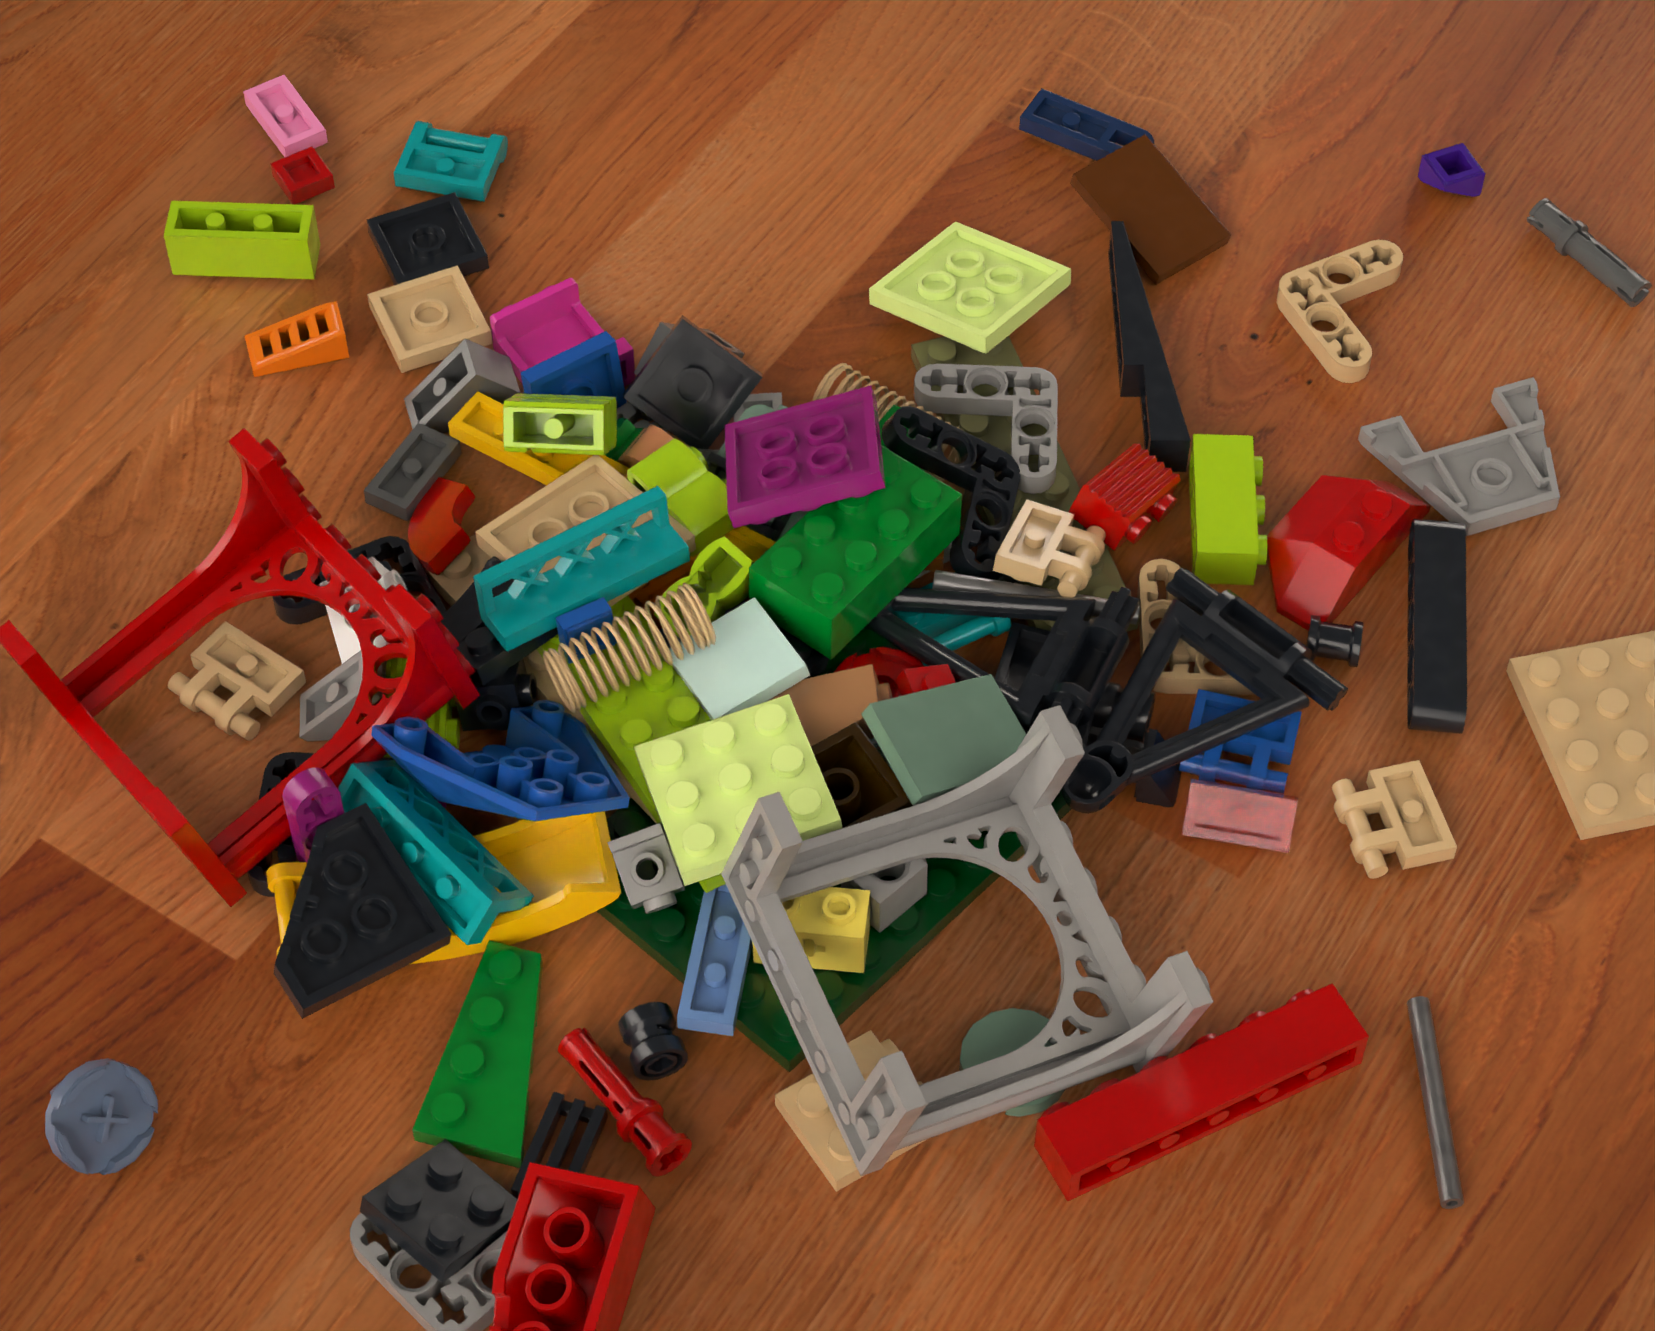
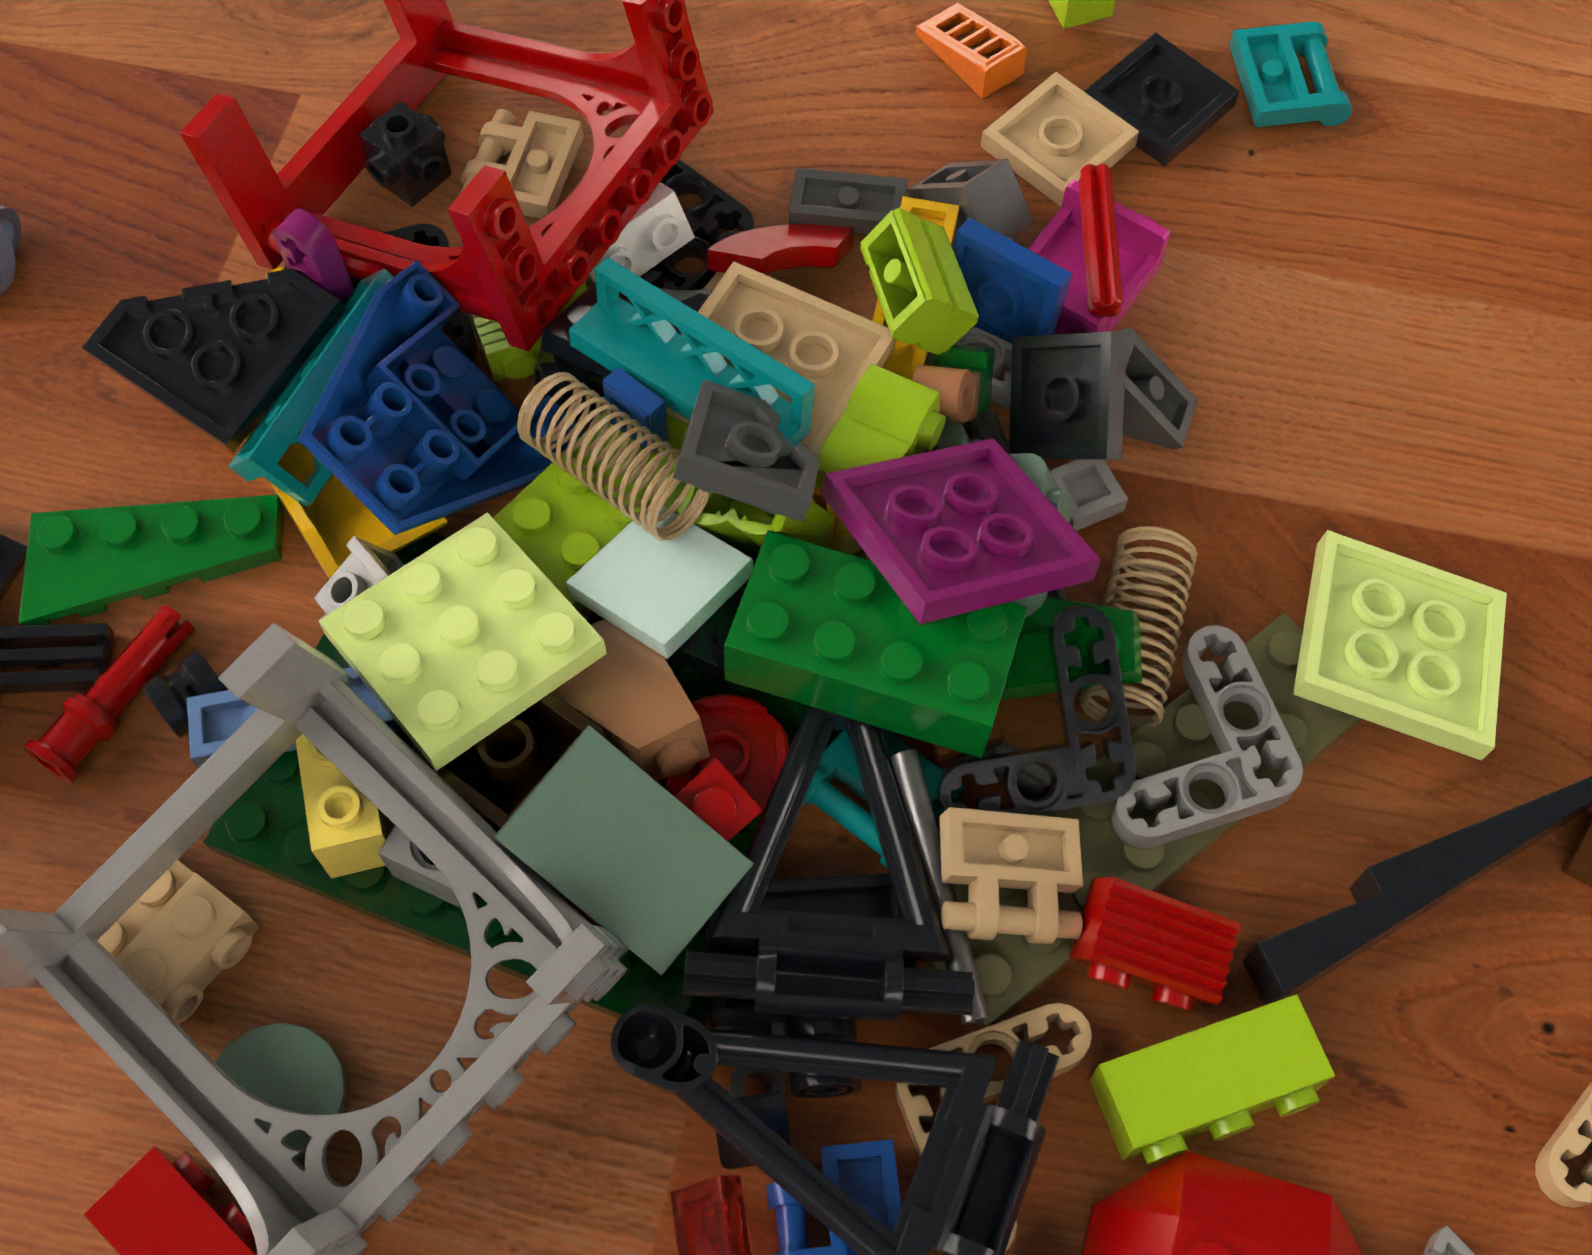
camera: 70 degrees right, 10 degrees up
(185, 755) = (406, 153): none -> black brick
(562, 314) = (1100, 241): none -> red axle
(691, 551) = (741, 454): none -> dark grey plate

